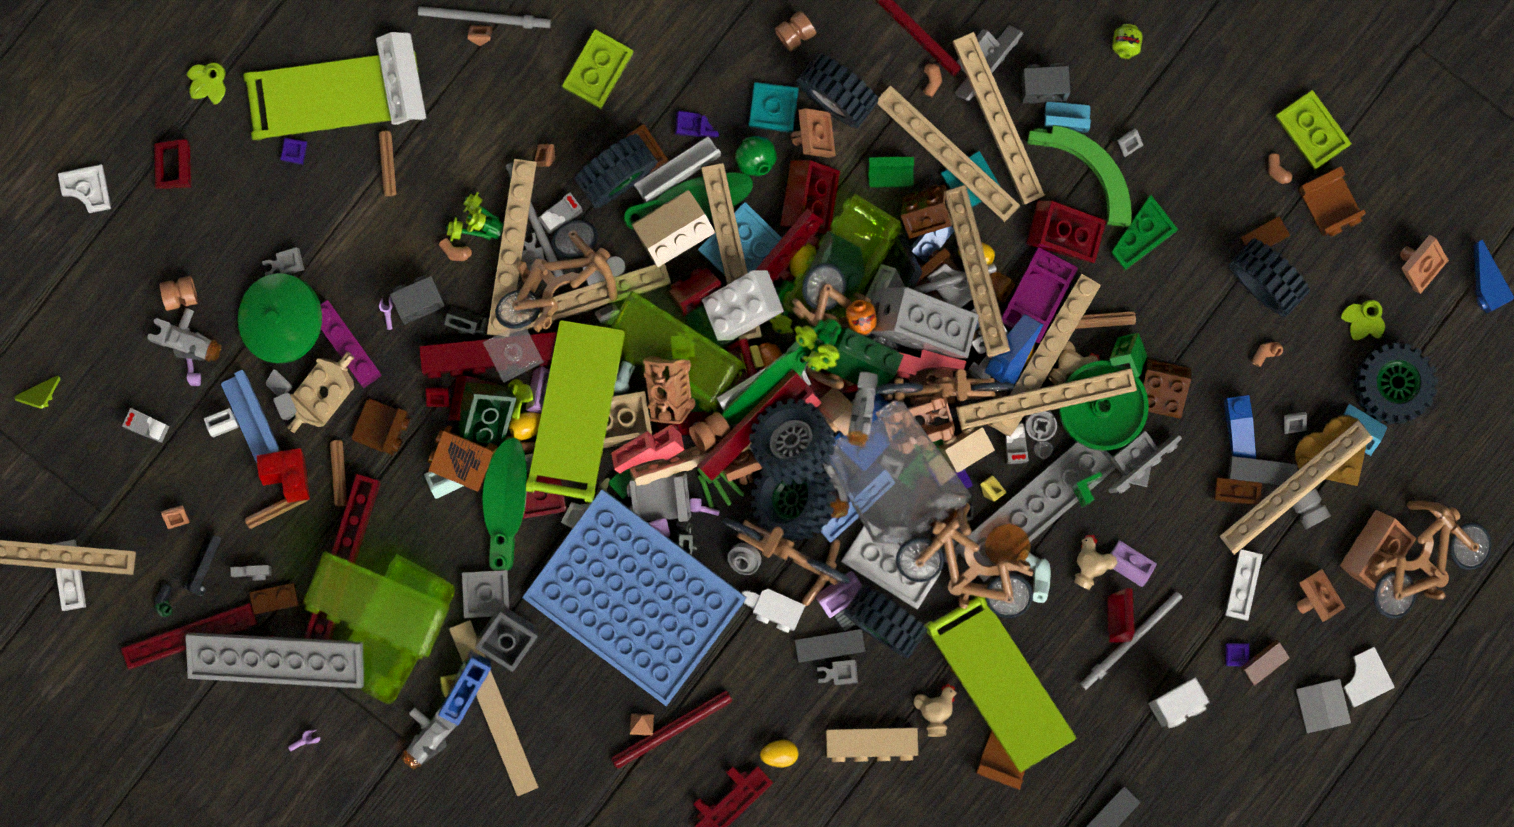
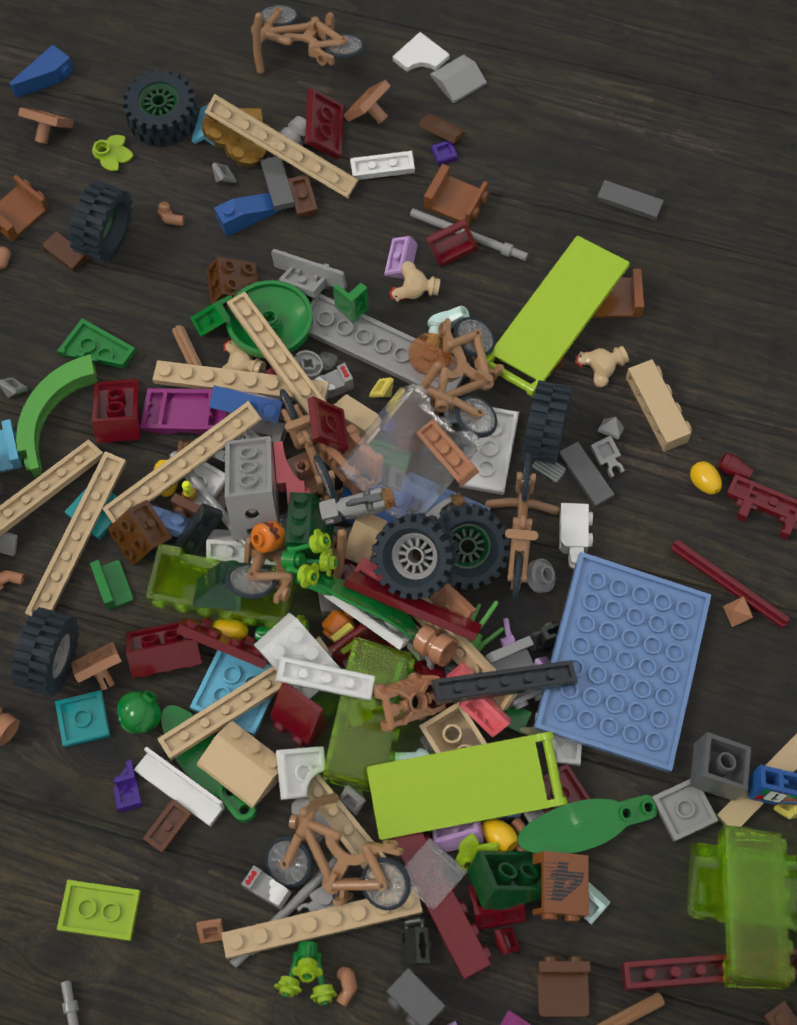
camera: 105 degrees left, 15 degrees down
(616, 170) = (202, 839): black wheel -> none
(648, 273) = (297, 769): none -> white tile
(648, 476) = (504, 682): none -> black tile
(709, 320) = (325, 678): none -> white tile
(781, 787) = (732, 465): none -> dark red cone
(838, 597) = (544, 486): lavender slope -> none
(865, 688) = (611, 427): none -> light grey slope
(882, 510) = (447, 452): none -> nougat tile
(947, 268) = (189, 492): none -> piece
(952, 411) = (328, 424): none -> dark red tile
(1178, 644) = (454, 198): none -> dark orange panel
(1179, 702) = (509, 168): white brick -> none
(1312, 542) = (324, 123): none -> dark red tile
(1379, 539) = (303, 75): nougat slope -> none

